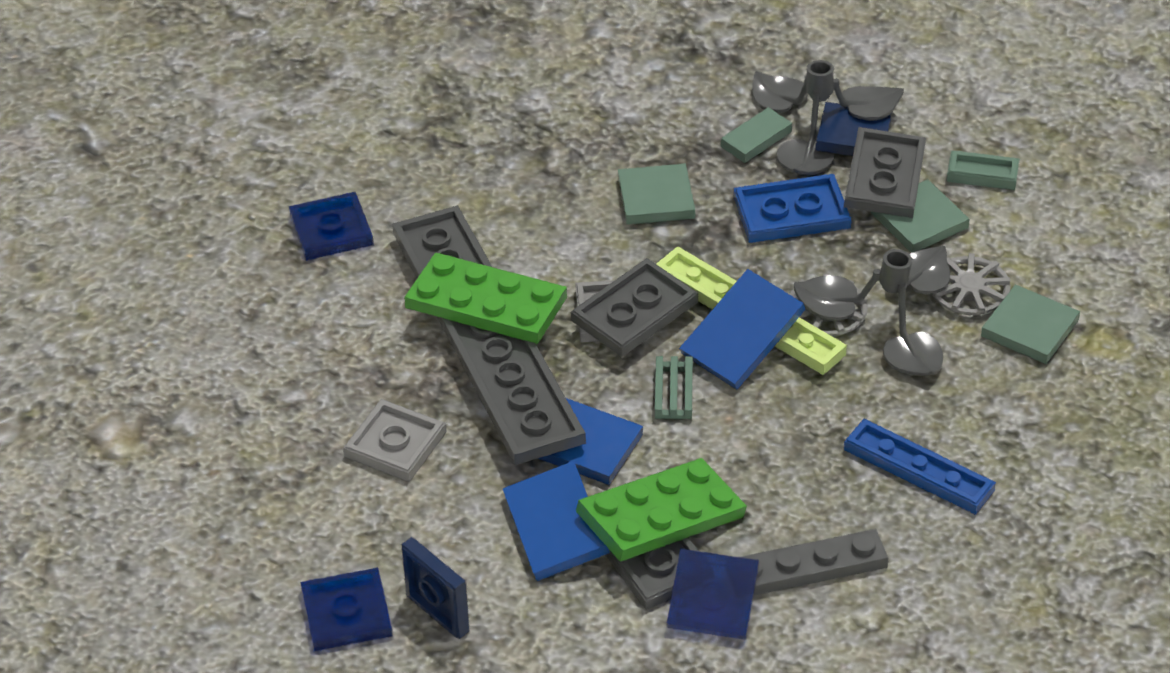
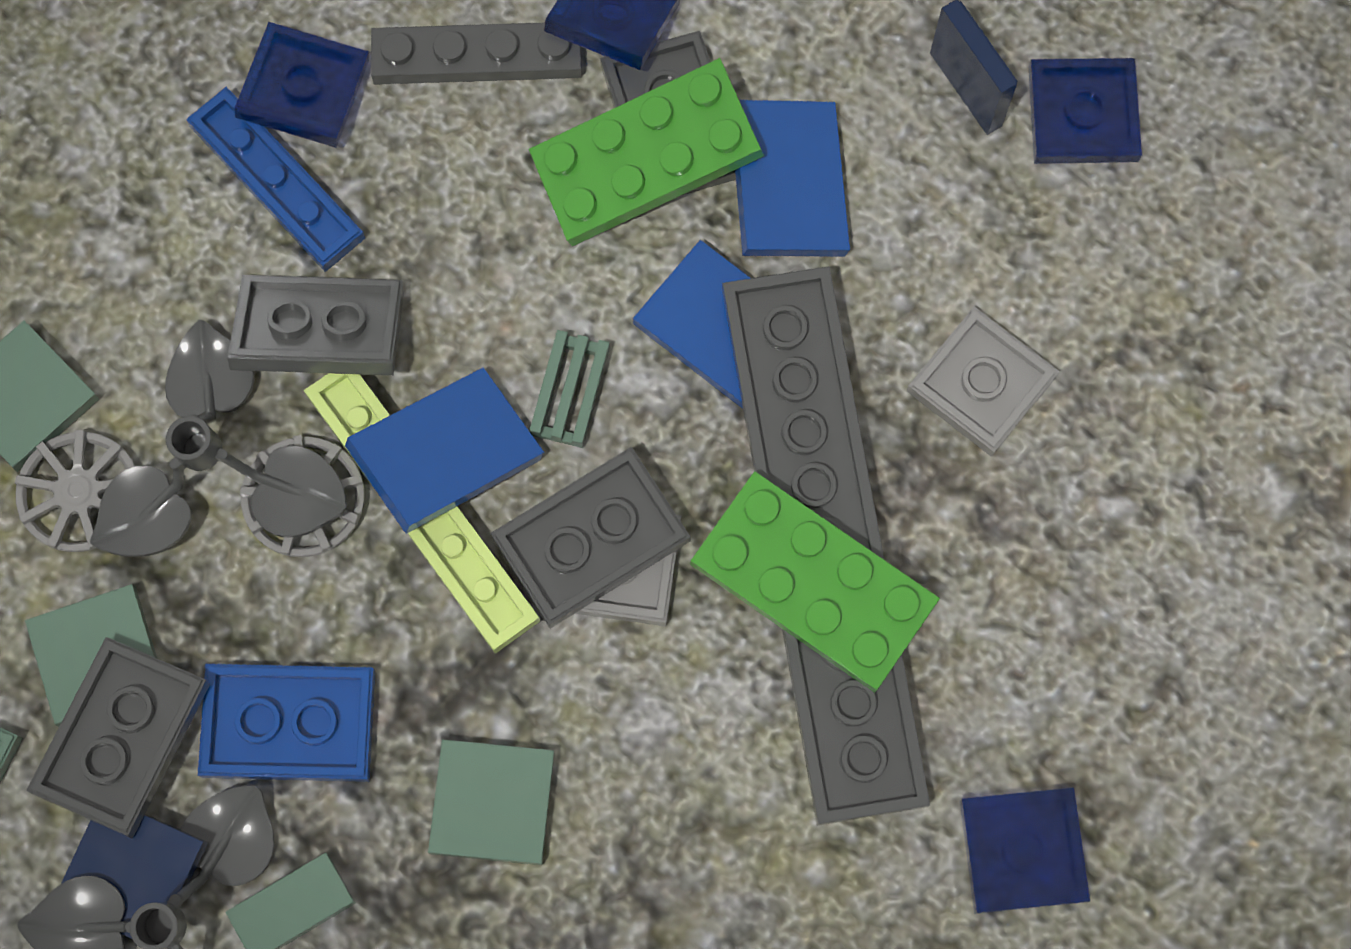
camera: 170 degrees left, 30 degrees up
(852, 381) = (316, 325): none -> dark grey tile
(923, 515) = (302, 84): none -> clear blue tile

